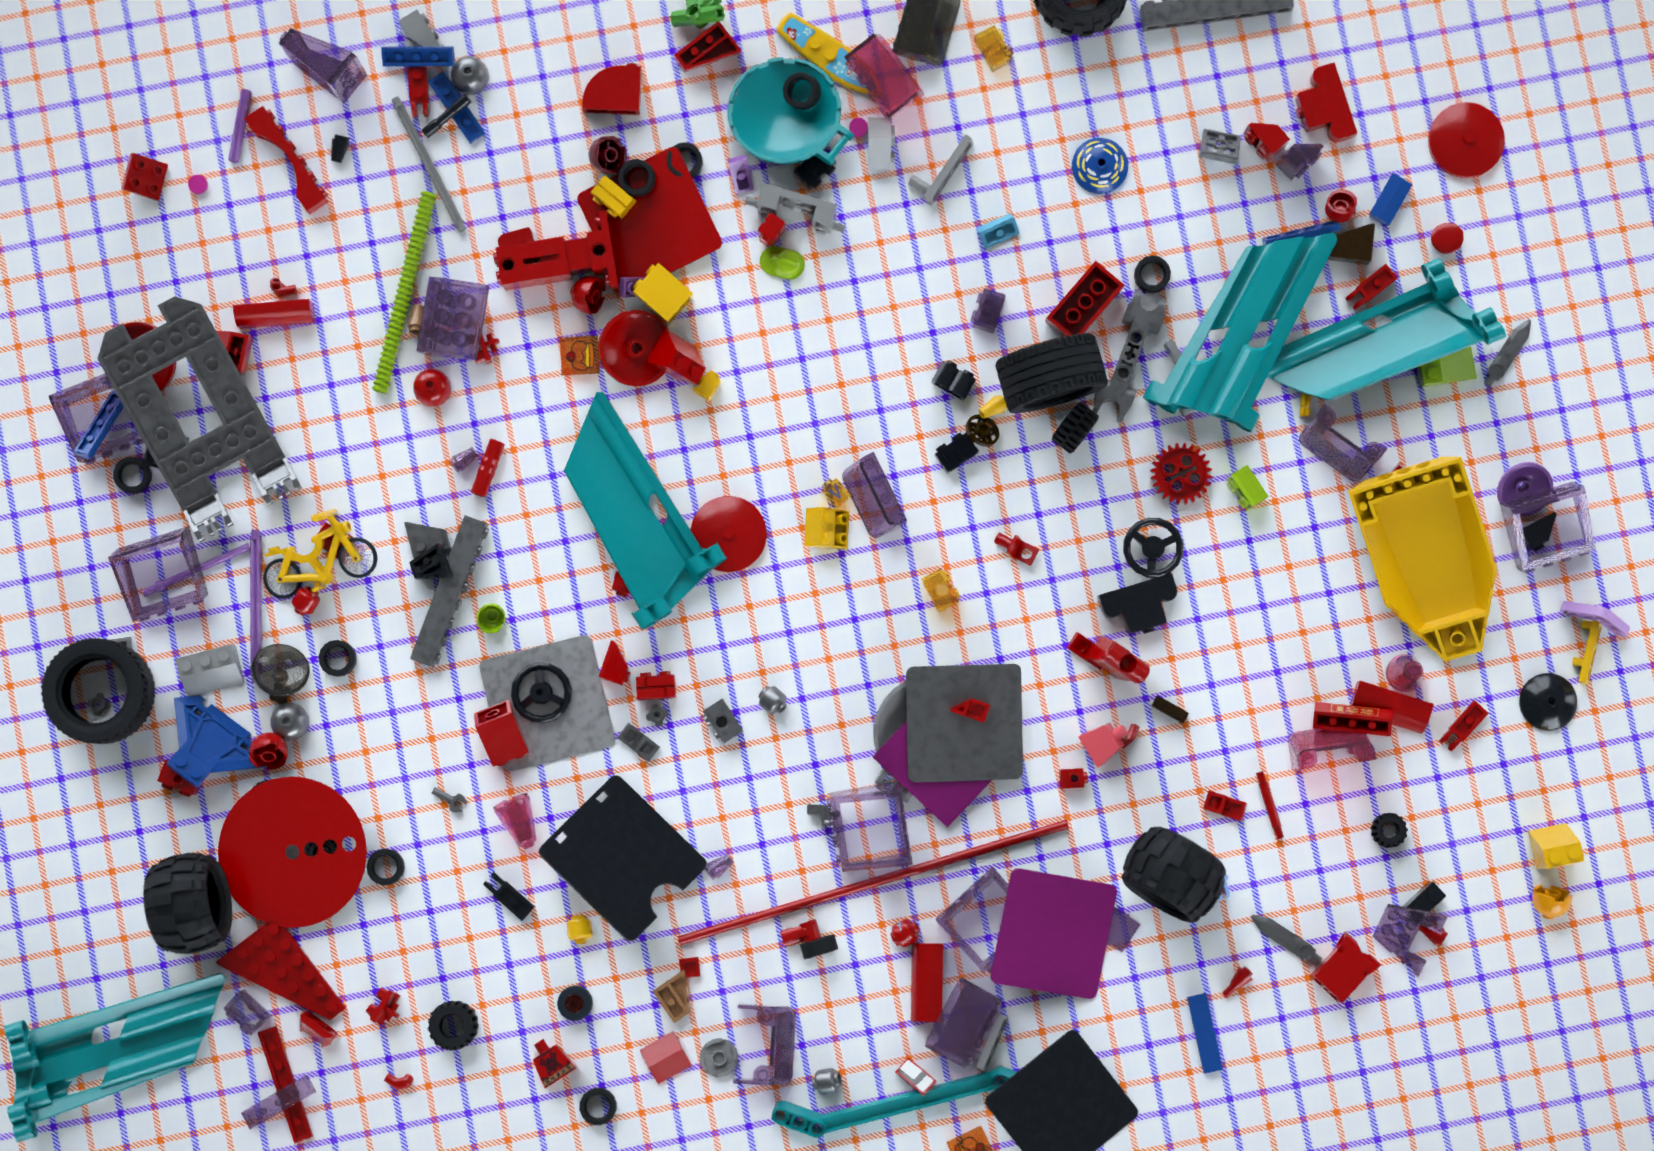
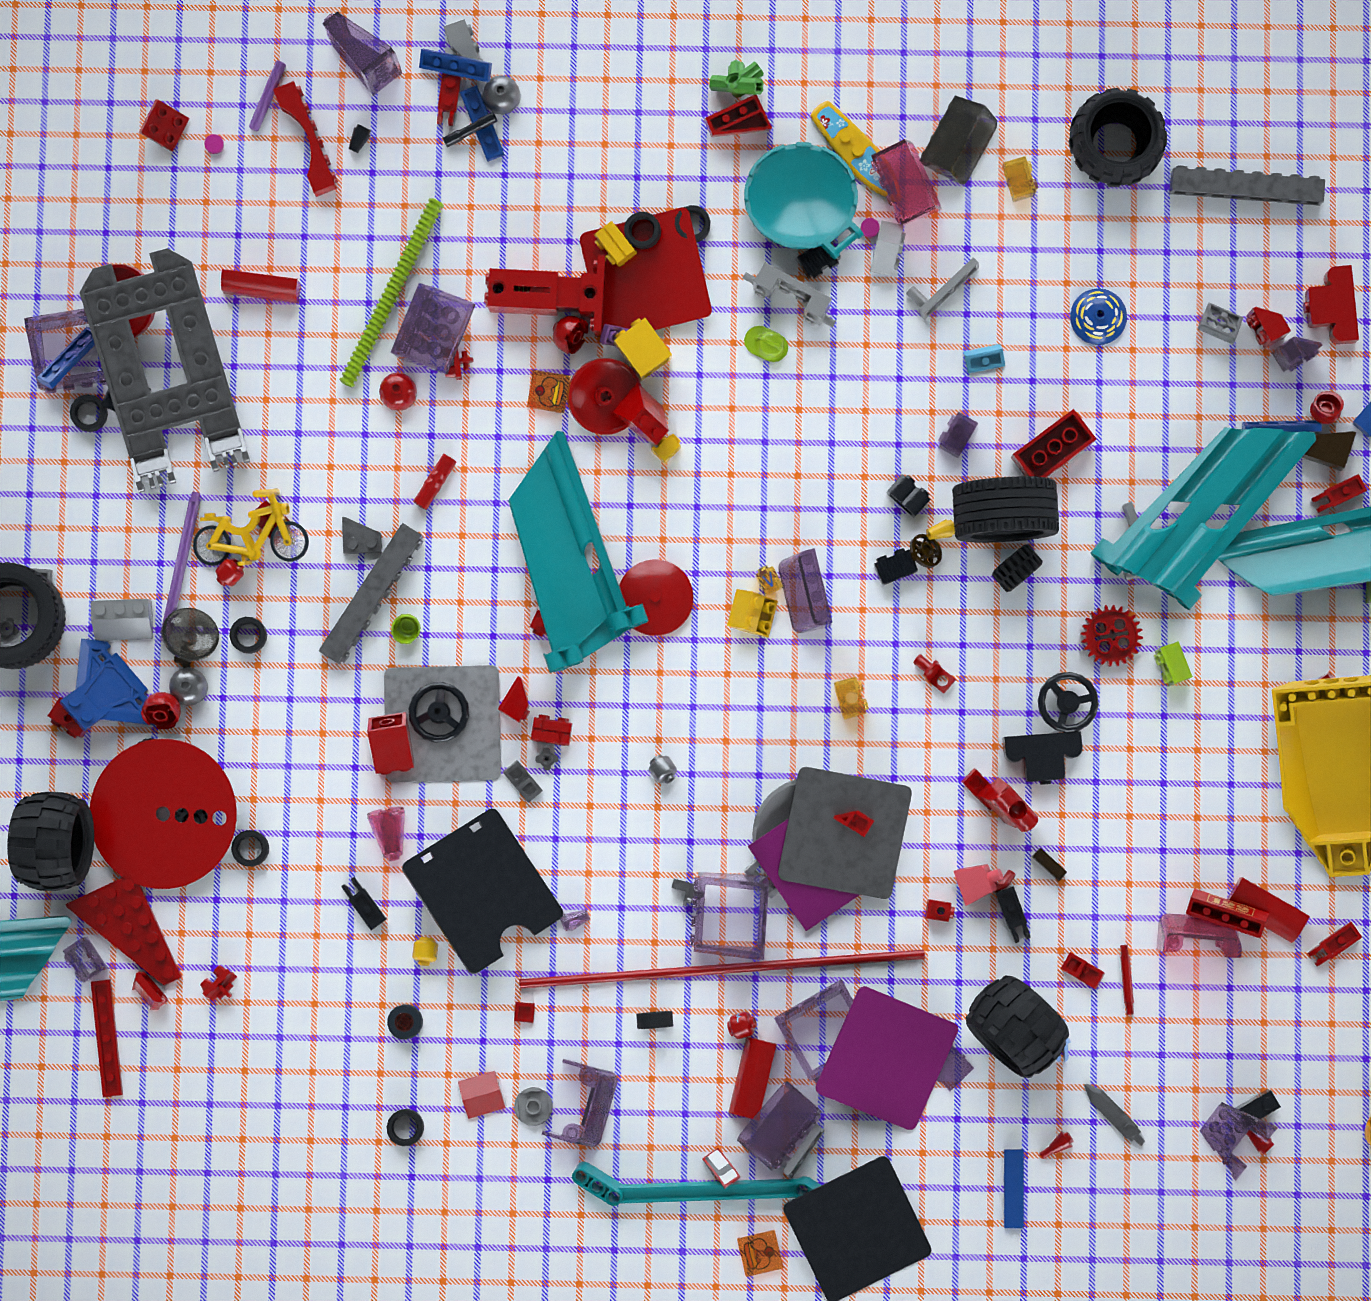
camera: 15 degrees right, 0 degrees up
(122, 570) = (59, 512): clear purple windscreen -> none
(162, 585) = (93, 526): medium lavender bar -> none
(238, 347) = (218, 312): red slope -> none
(278, 1102) = (96, 1054): clear purple tile -> none
(280, 289) = (272, 264): red arm -> none
(399, 1083) = (217, 1062): red arm -> none
(415, 319) = (396, 321): medium nougat cone -> none
(428, 164) = (442, 173): light grey piece -> none
(431, 564) = (359, 563): black wing -> none
(437, 1032) = (265, 1022): black tyre -> none
(450, 799) = (327, 796): flat silver bar -> none
(463, 460) = (412, 468): clear purple cone -> none
(515, 237) = (518, 262): red leg -> none
(552, 1063) = (369, 1075): torso -> none
(607, 154) = (618, 201): dark red cylinder -> none
(614, 91) = (639, 140): red brick -> none
(674, 996) = (503, 1037): medium nougat wing -> none
(718, 710) = (610, 767): flat silver brick -> none
(740, 174) = (744, 248): medium lavender slope -> none
(771, 230) = (762, 309): red brick -> none
(788, 88) = (812, 170): black tyre -> none
(804, 932) = (640, 1003): red piece -> none
(827, 1081) = (633, 1153): flat silver head -> none
(1141, 323) = (1104, 479): flat silver piece -> none
(1144, 764) = (1012, 912): none -> black hinge
(1152, 288) = (1140, 432): black tyre -> none
(1305, 402) = (1249, 593): yellow axle -> none
(1336, 449) = (1269, 645): clear purple windscreen -> none
(1344, 969) = (1164, 1156): red piece -> none
(1400, 826) = (1227, 1026): black tyre -> none
(1405, 673) = (1288, 879): clear pink cone -> none

